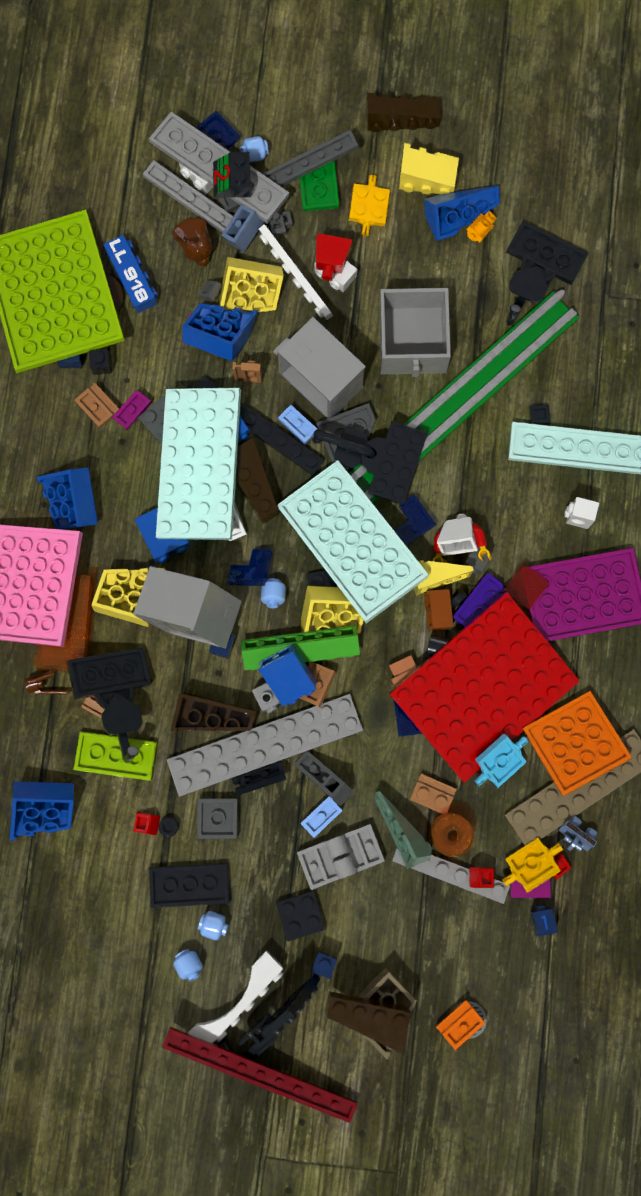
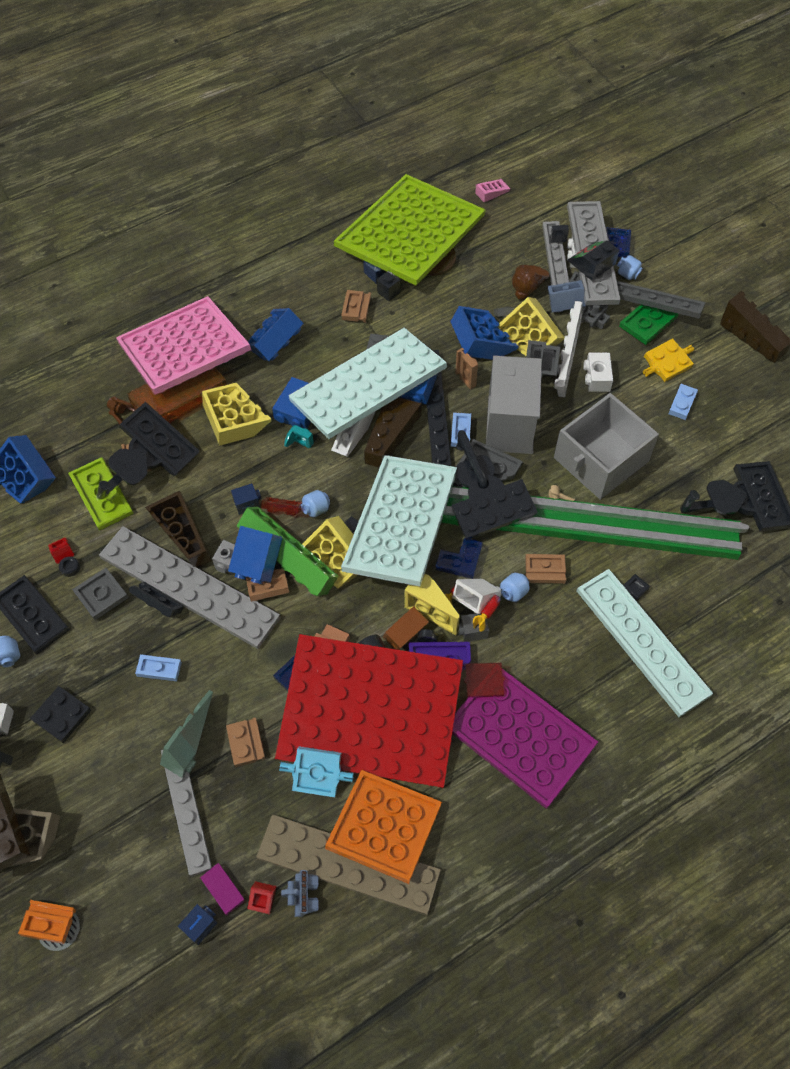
camera: 50 degrees right, 20 degrees down
(63, 194) = (485, 193): none -> bright pink slope
(130, 274) = (467, 262): blue brick -> none
(131, 410) = (369, 326): magenta plate -> none
(173, 175) = (559, 233): none -> black plate
(187, 607) = (248, 443): light grey piece -> none
(198, 553) = (299, 435): none -> teal plate
(252, 620) = (274, 505): none -> clear red plate
(253, 574) = (321, 480): clear blue plate -> none
(292, 306) = (547, 353): none -> dark grey plate
(323, 778) = (192, 647): dark grey slope -> none
(324, 964) = (27, 761): dark blue brick -> none
(331, 254) = (605, 354): red torso -> none
(340, 857) = (135, 707): light grey plate -> none
(413, 402) = (555, 493): none -> tan hand
(415, 230) = (683, 401): none -> light blue plate
(427, 171) = (732, 370): light yellow wedge -> none
(454, 210) = (726, 414): blue wedge -> none
(460, 843) = (206, 780): clear orange wheel -> none
(470, 502) = (514, 587): none -> light blue head
(472, 466) = (545, 568): none -> medium nougat plate
(481, 226) = (732, 436): light orange hips -> none
(481, 877) = (198, 835): red slope -> none
(532, 865) = (242, 871): yellow plate -> none
(581, 512) = (586, 673): white brick -> none

